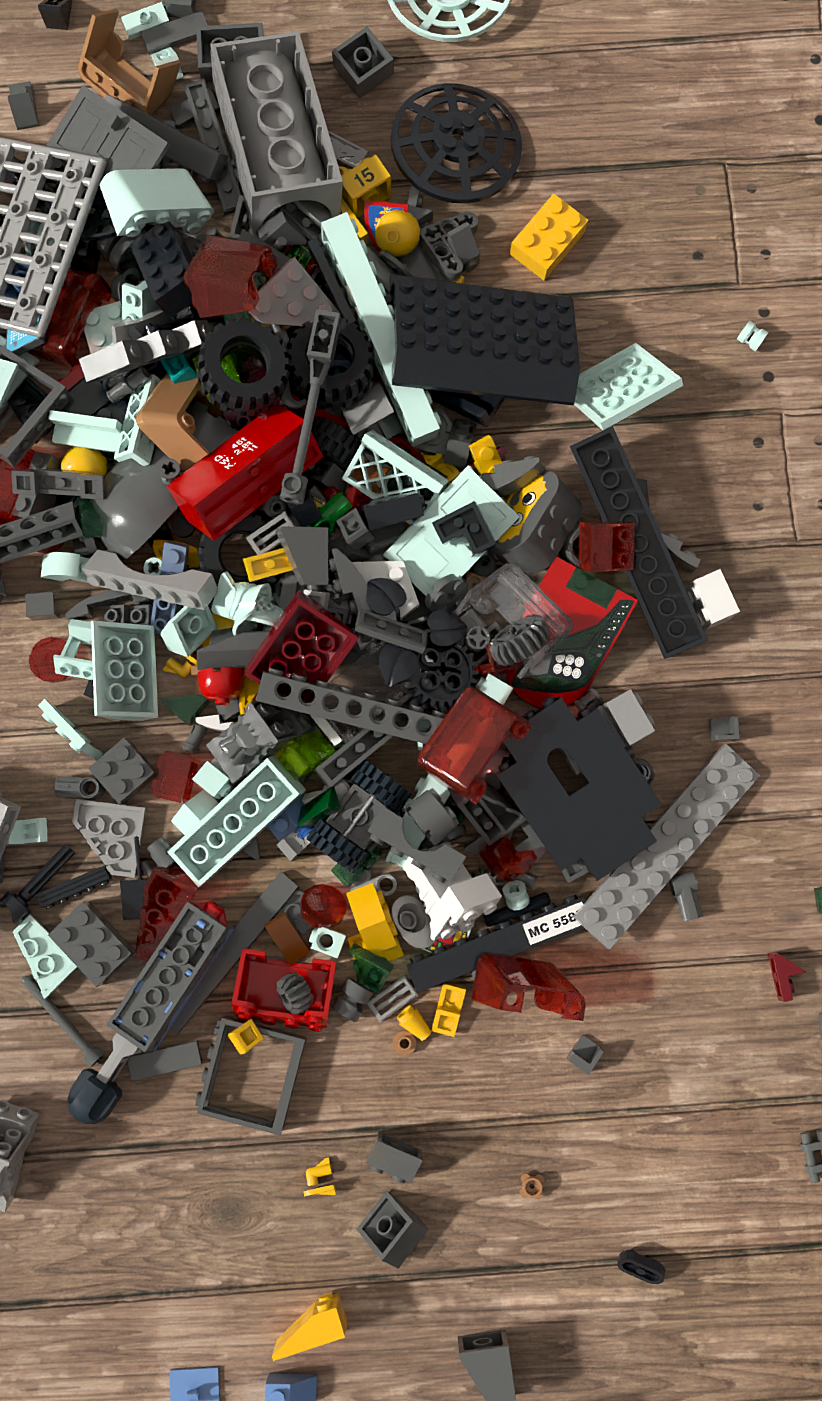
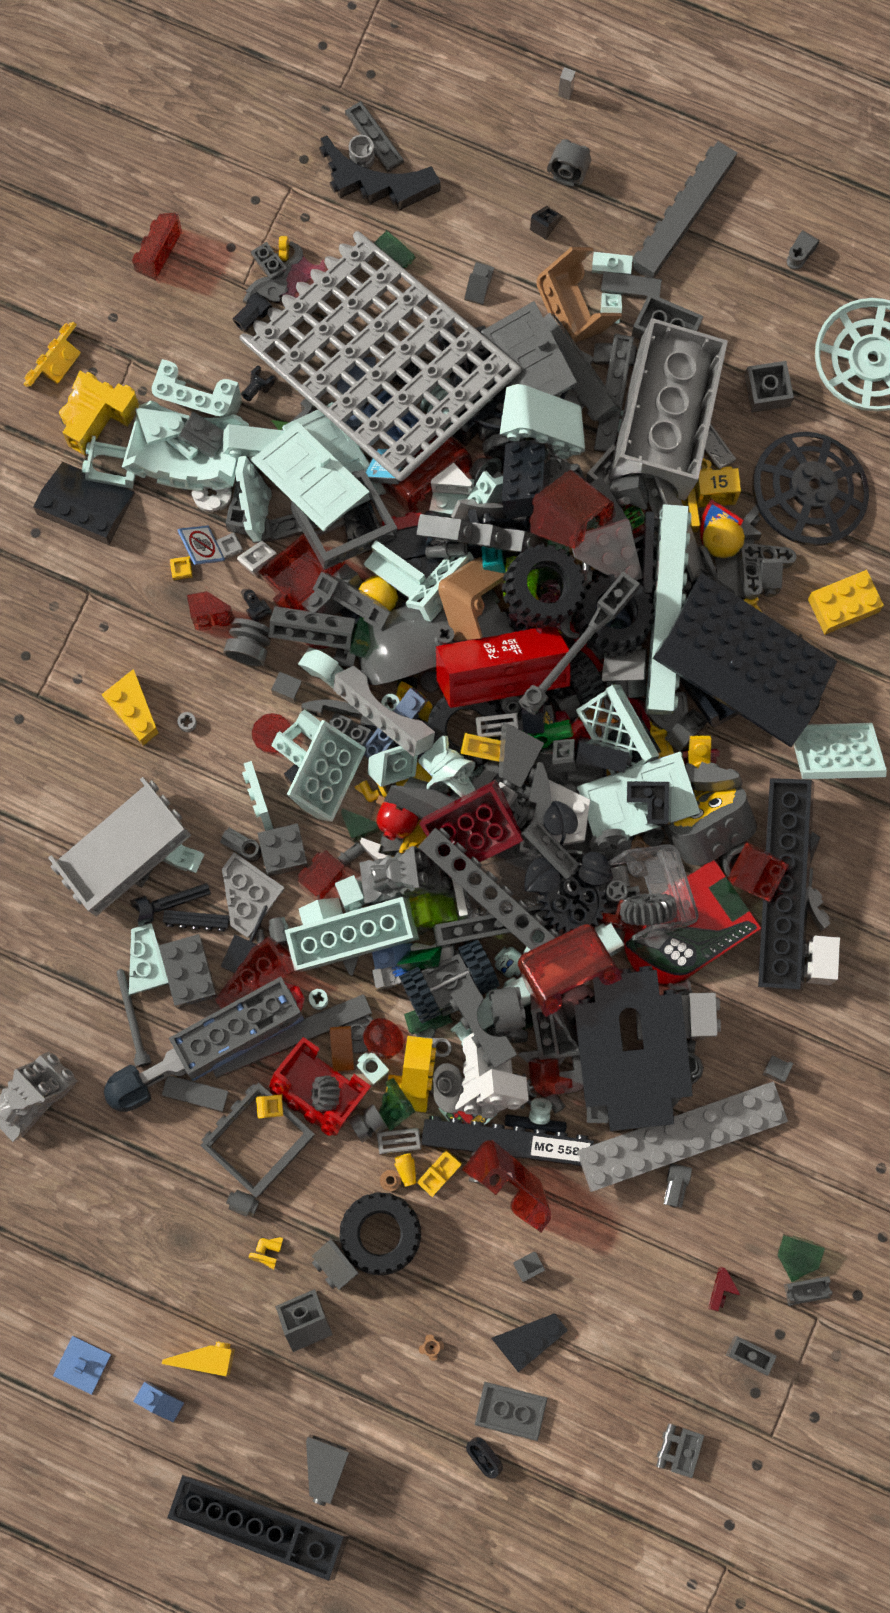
camera: 25 degrees right, 5 degrees down
(97, 313) = (451, 481): none -> white slope
(235, 908) = (315, 993): none -> light aqua bush
(269, 1146) = (242, 1203): none -> dark grey brick
(406, 763) = (508, 962): none -> light aqua head
(430, 1136) = (351, 1227): none -> black tyre
(622, 1129) = (530, 1340): none -> black wing
(642, 1205) = (511, 1411): none -> dark grey tile

